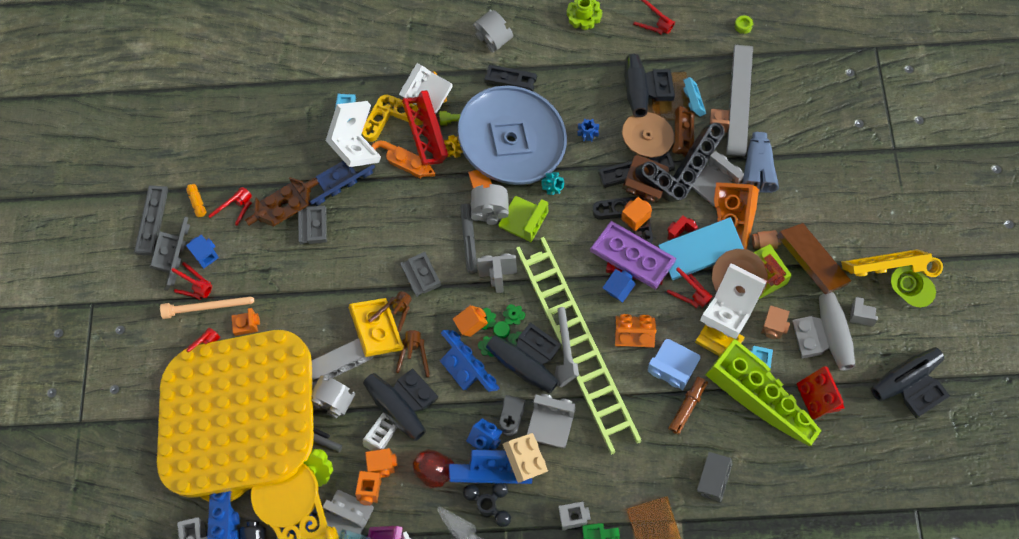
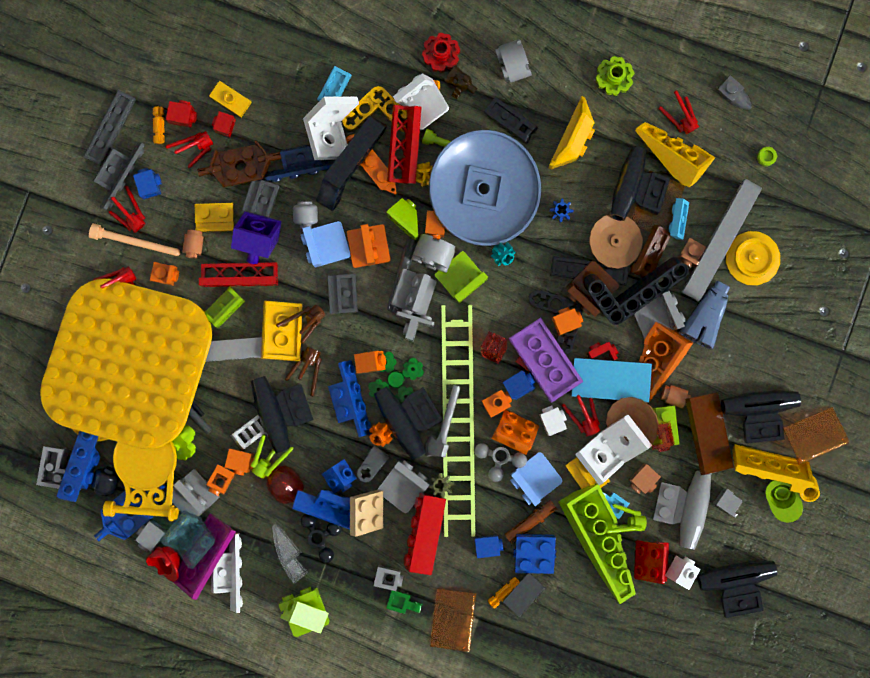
camera: 15 degrees right, 20 degrees up
(213, 182) = (181, 114): none -> red brick
(254, 155) = (230, 99): none -> yellow plate
(255, 175) = (223, 124): none -> red plate
(263, 285) = (193, 244): none -> nougat brick
(275, 257) = (214, 217): none -> yellow plate
(314, 328) = (224, 307): none -> lime hinge
(318, 299) = (235, 281): none -> red fence
(319, 252) = (255, 236): none -> dark purple brick
(331, 396) = (217, 384): light grey brick -> none
(358, 220) = (305, 214): none -> light grey head
(378, 162) = (348, 162): none -> black beam
(387, 238) = (325, 244): none -> light blue bracket
(406, 457) = (262, 467): none -> lime plant
(427, 50) = (441, 52): none -> red plant
(427, 224) = (368, 245): none -> orange bracket
(451, 188) = (405, 217): none -> lime slope
(454, 65) = (461, 81): none -> dark brown piece
(484, 241) = (413, 292): none -> light grey bracket
(508, 382) = (380, 434): none -> orange gear
(572, 69) = (575, 136): none -> yellow wedge
(580, 262) = (493, 347): none -> clear red brick
(584, 395) = (444, 480): none -> olive gear
(591, 456) = (425, 533): none -> red brick
(605, 311) = (497, 403): none -> orange brick
(633, 373) = (496, 473): none -> light grey piece
(657, 444) = (488, 546): none -> blue brick
(664, 305) = (553, 420): none -> white brick
(677, 54) = (681, 160): none -> yellow wedge
(692, 487) = (502, 594): none -> light orange axle
(706, 433) = (535, 553): none -> blue plate
(774, 106) = (753, 258): none -> yellow piece
(786, 364) = (634, 523): none -> lime plant
(851, 222) = (761, 413): none -> black plate
(855, 390) = (683, 571): none -> white brick
(910, 223) = (816, 435): none -> clear orange piece

